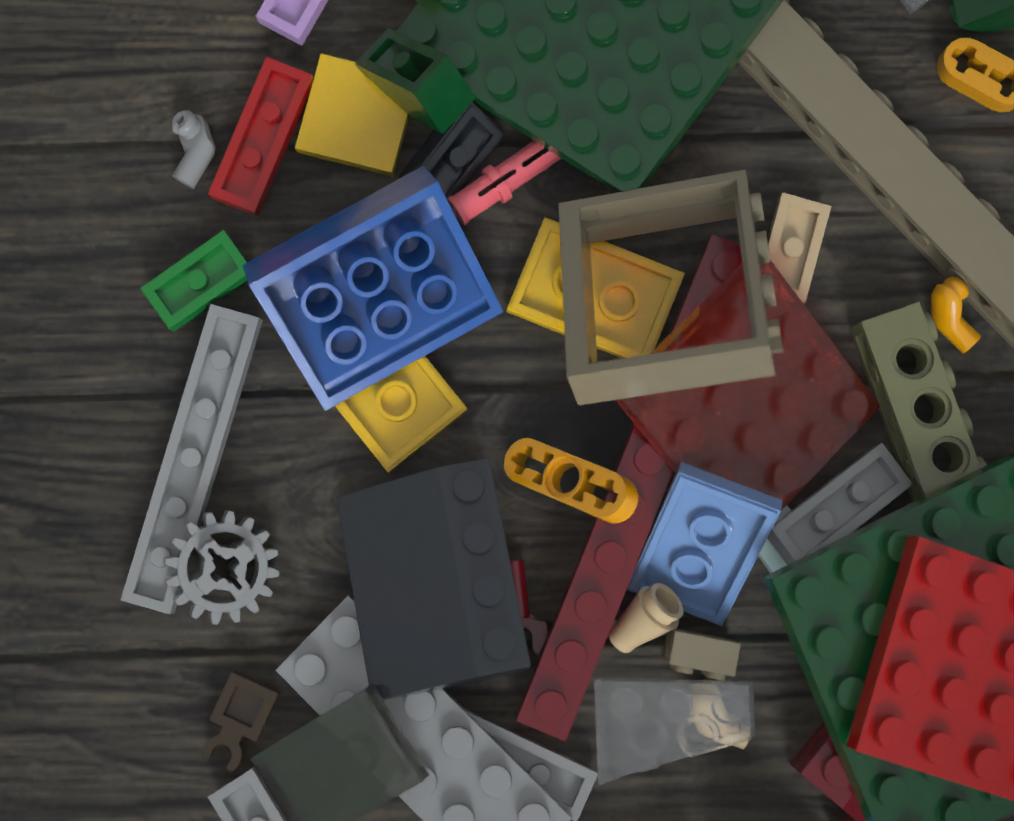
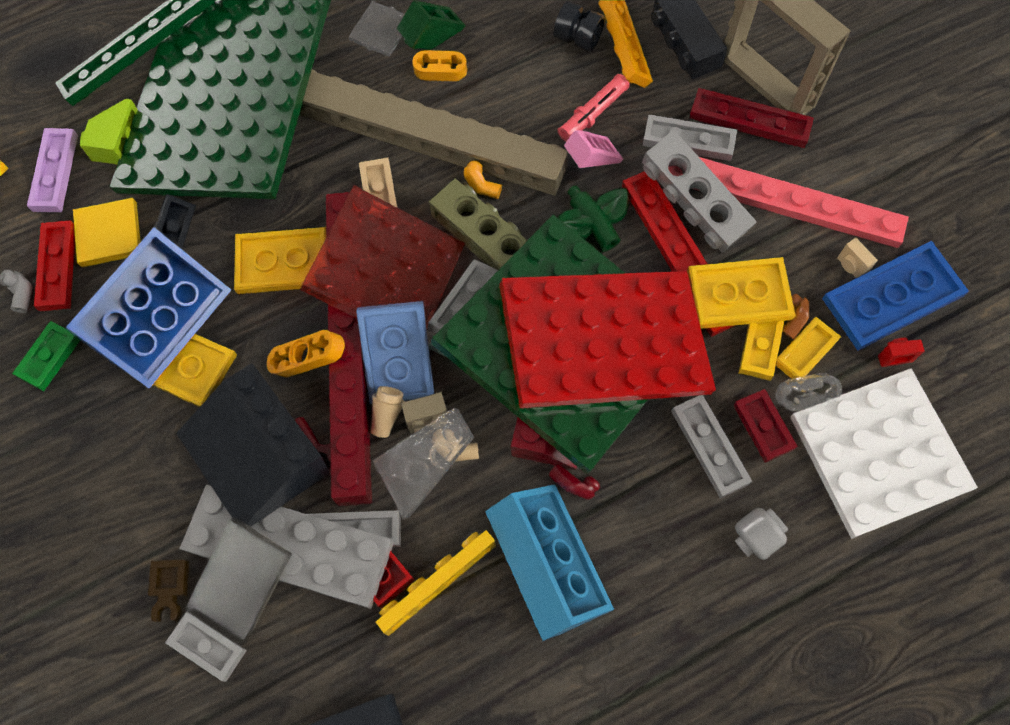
camera: 25 degrees left, 15 degrees down
(192, 453) = (80, 456): light grey plate -> none
(203, 583) = (108, 494): light grey gear -> none
(417, 79) = (131, 194): dark green slope -> none
(467, 202) = (202, 227): coral pin -> none
(651, 211) = (326, 247): dark tan window -> none

